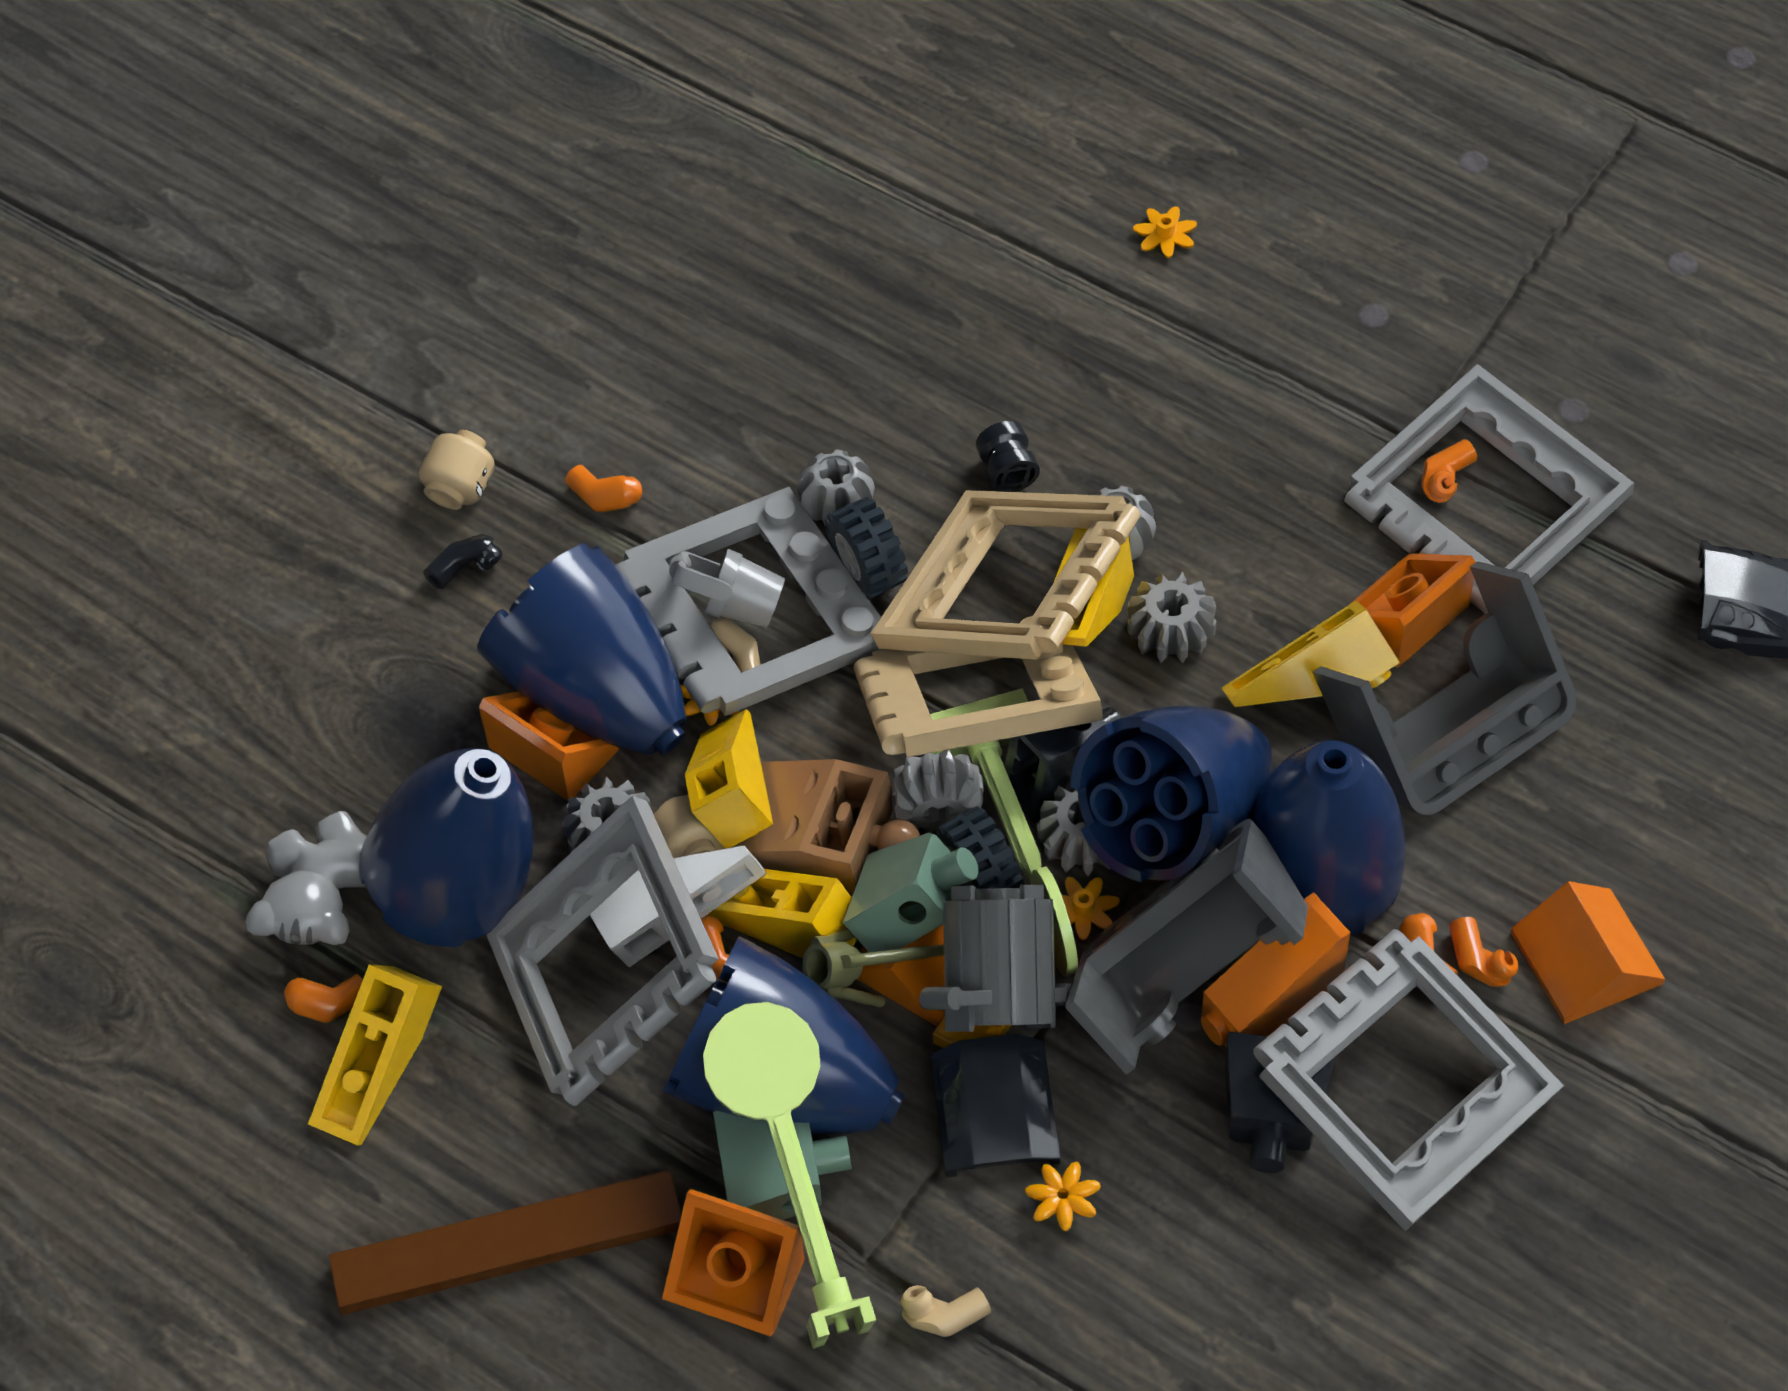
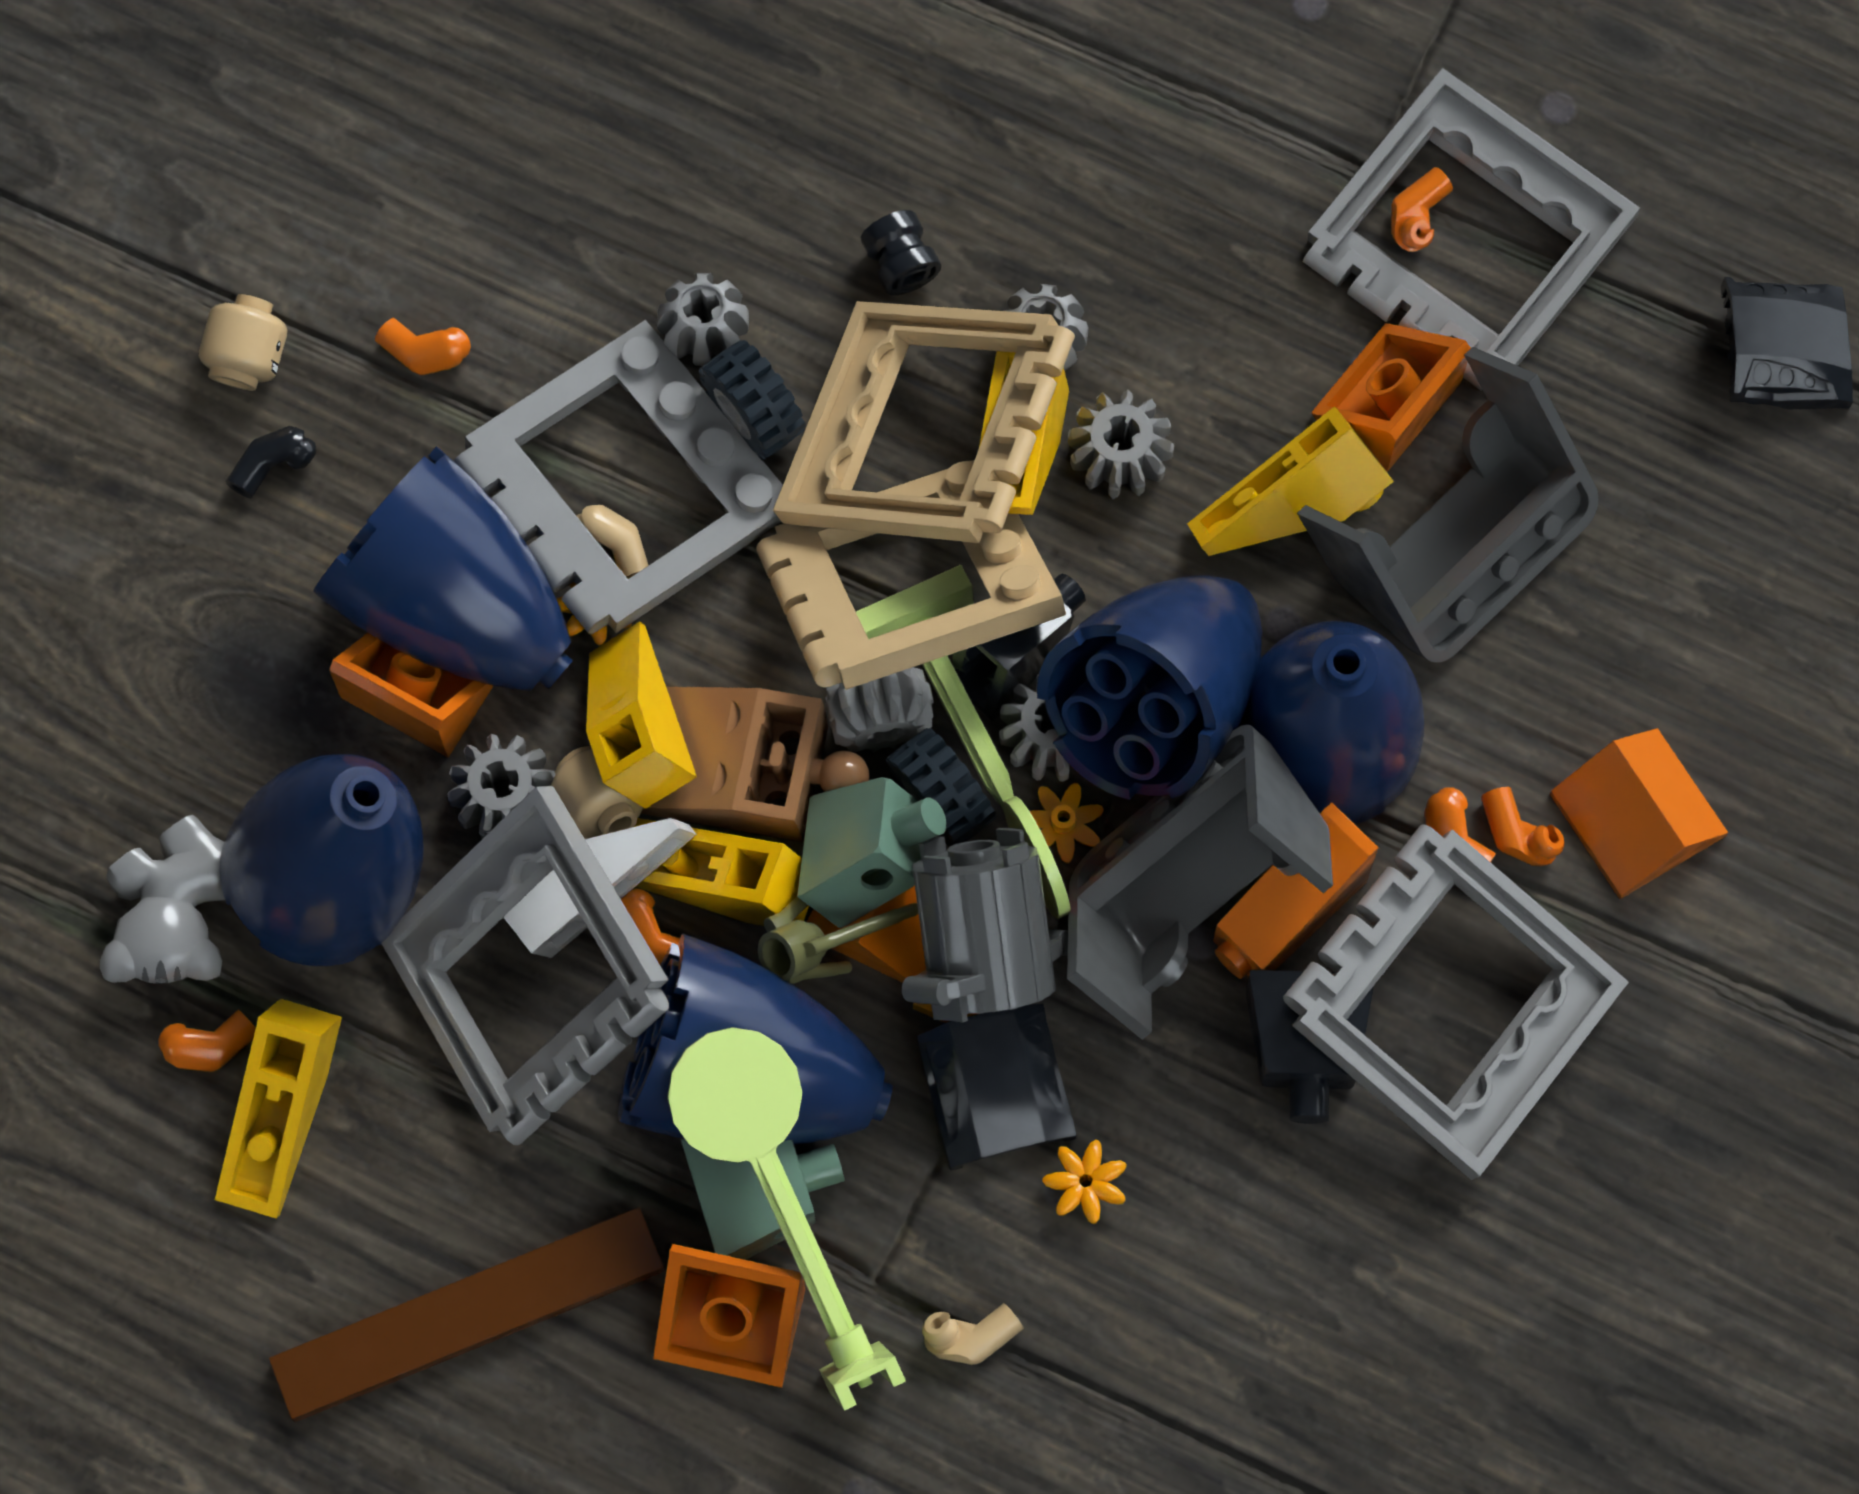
camera: 10 degrees left, 15 degrees up
(733, 588) = (608, 473): light grey piece -> none

